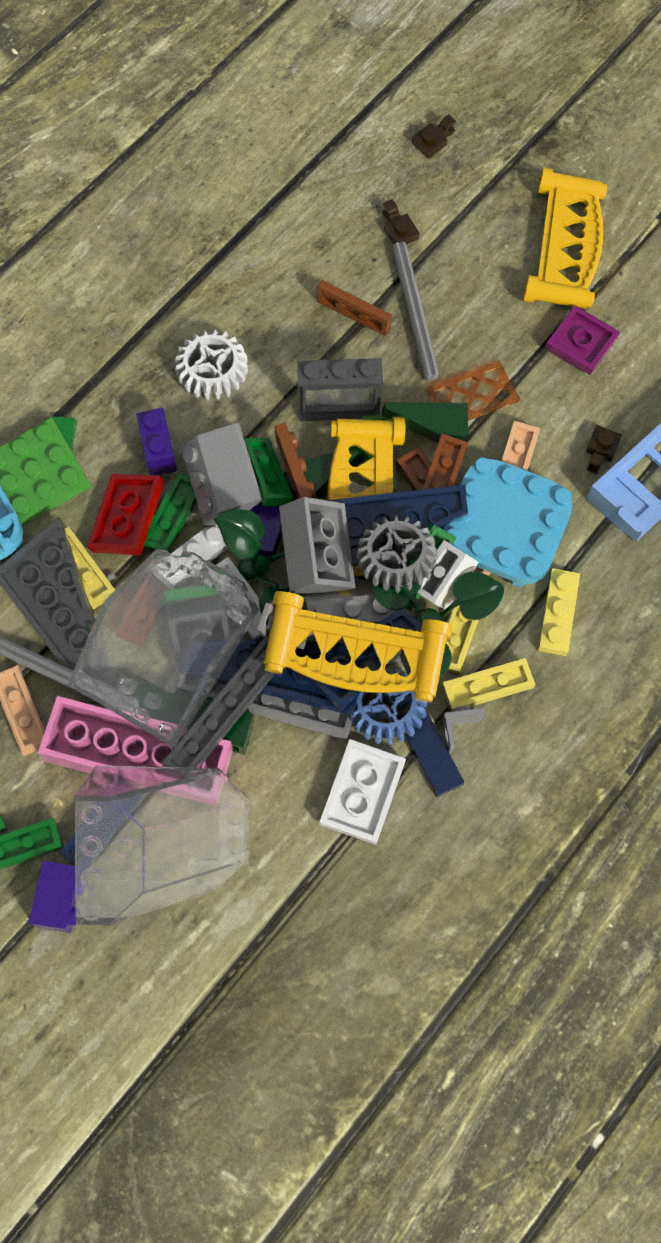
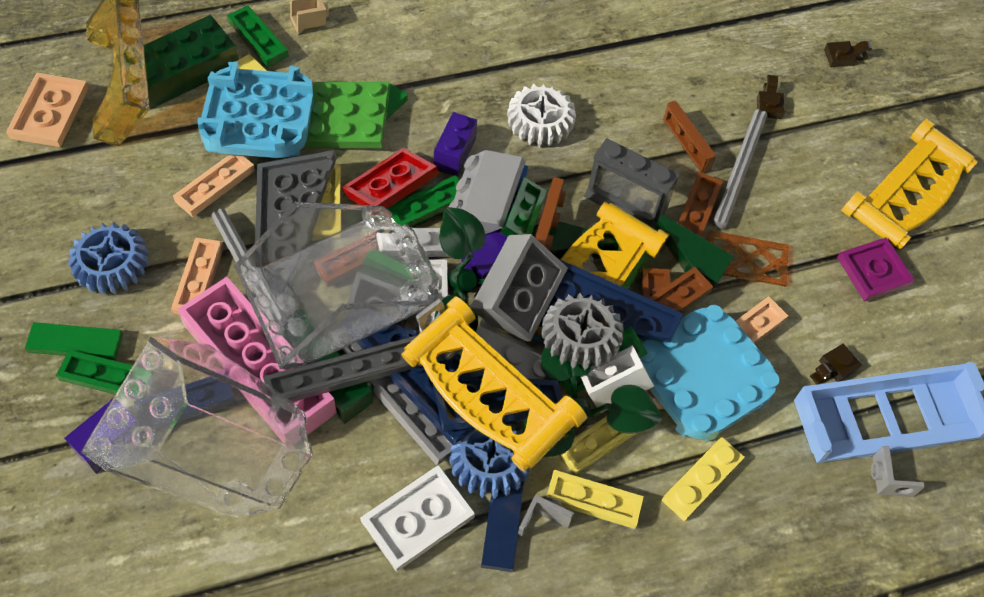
camera: 30 degrees right, 10 degrees down
(404, 369) = (700, 203): none -> dark orange plate

